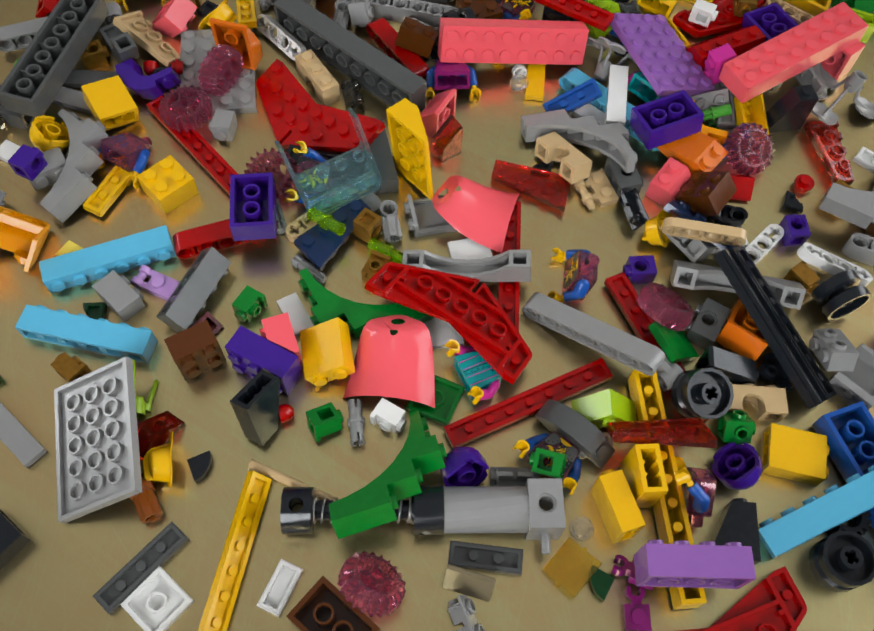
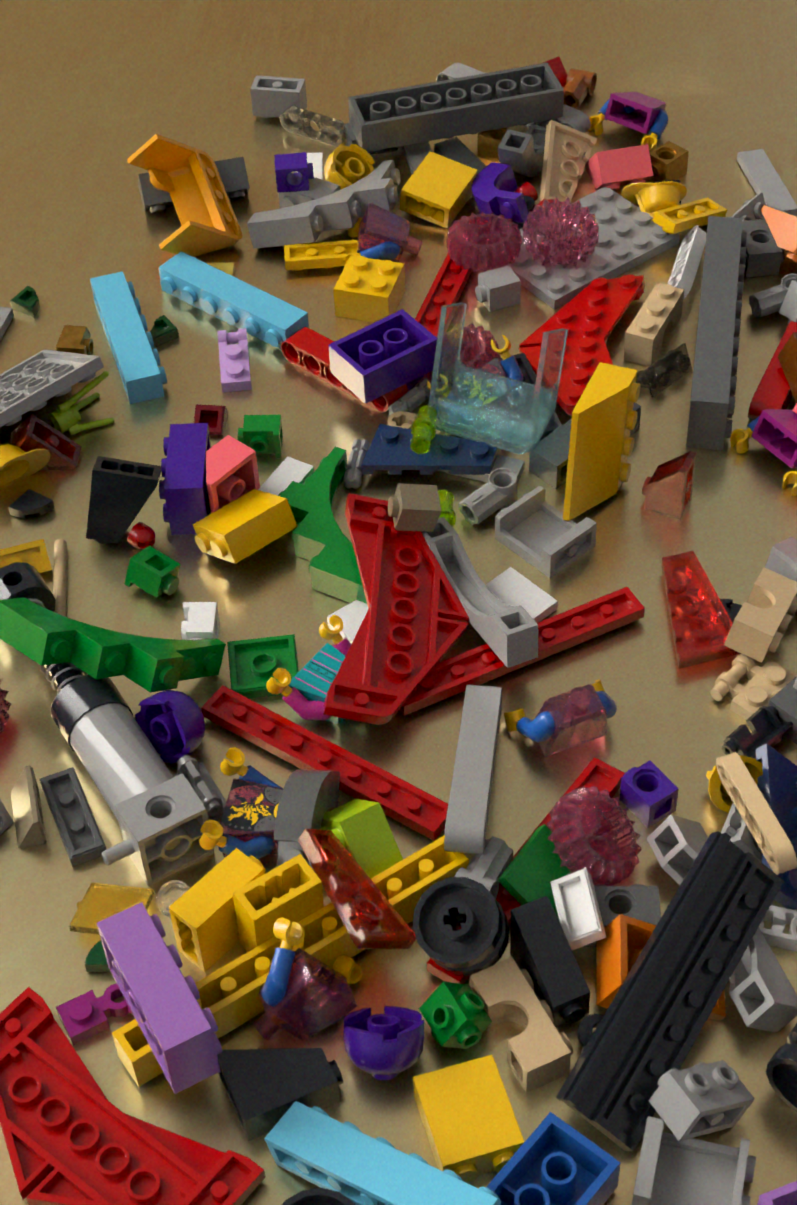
camera: 65 degrees right, 15 degrees down
(119, 295) = (191, 333): light grey brick -> none
(194, 290) = (244, 379): brick -> none
(195, 350) = (153, 407): reddish brown brick -> none
(240, 38) = (618, 239): orange slope -> none
(356, 422) = (173, 604): light grey pin -> none
(367, 225) = (459, 473): pearl gold brick -> none
(394, 364) = (278, 596): coral piece -> none
(401, 257) = (415, 507): none -> dark tan brick
(438, 111) = (717, 457): coral slope -> none
(476, 210) = (583, 562): coral piece -> none
(558, 462) = (228, 796): green brick -> none
(703, 336) = (578, 908): none -> white tile

